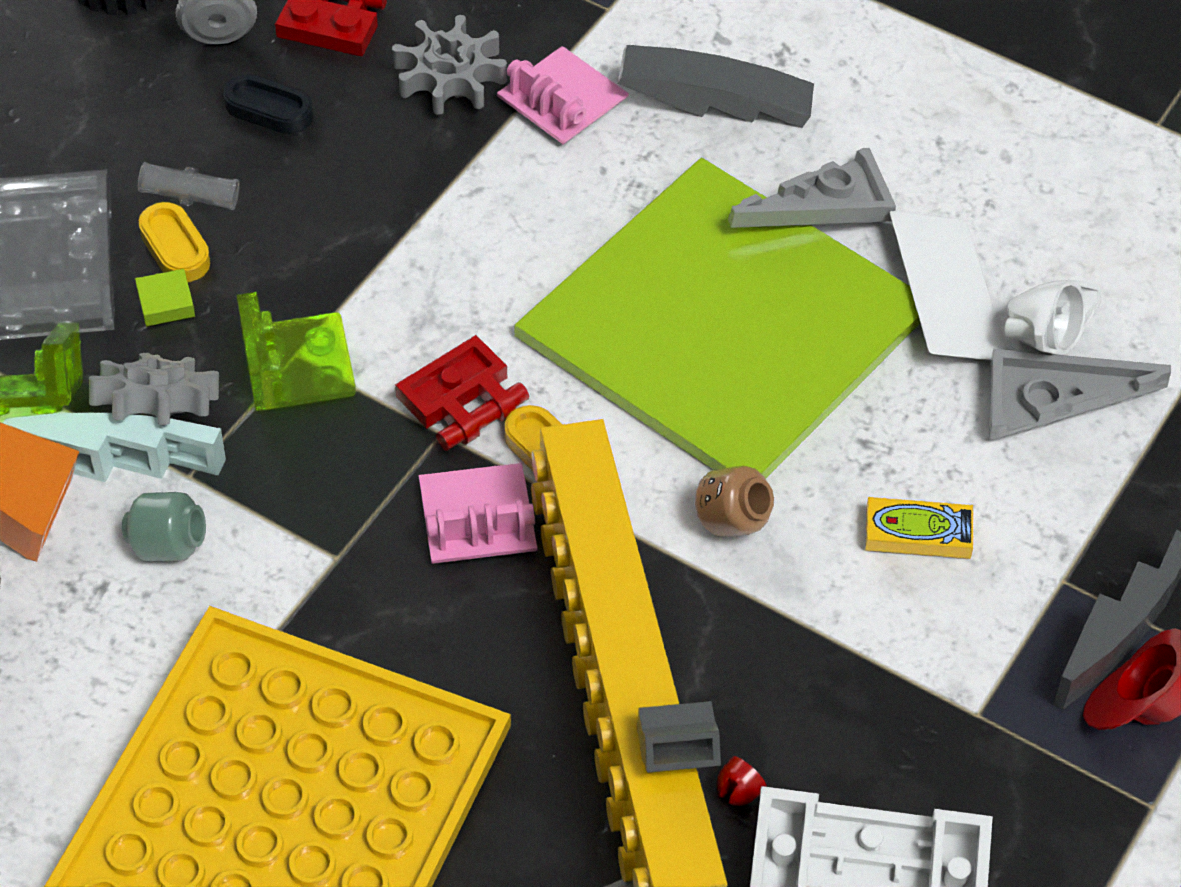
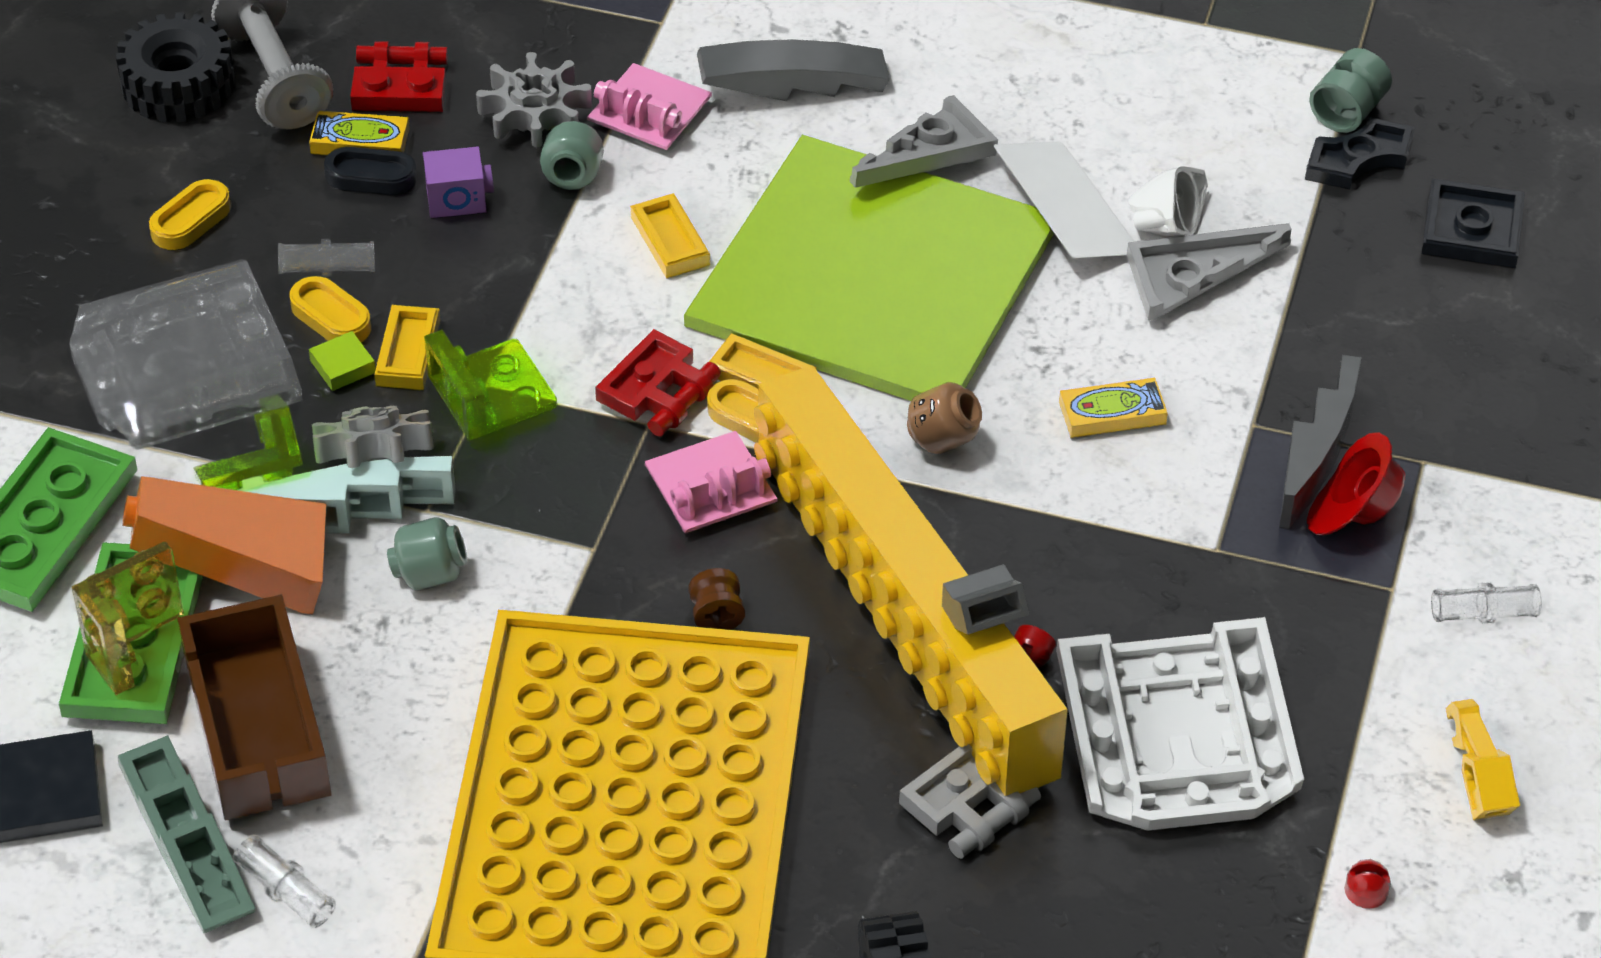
camera: 15 degrees left, 5 degrees down
(80, 111) = (190, 214): none -> yellow tile
(218, 310) = (403, 351): none -> yellow tile
(271, 61) = (369, 131): none -> tile
(341, 134) = (456, 182): none -> medium lavender brick
(432, 648) = (716, 599): none -> reddish brown wheel
(464, 131) = (571, 155): none -> sand green head
(534, 236) = (670, 235): none -> yellow tile
(571, 396) = (752, 362): none -> yellow tile

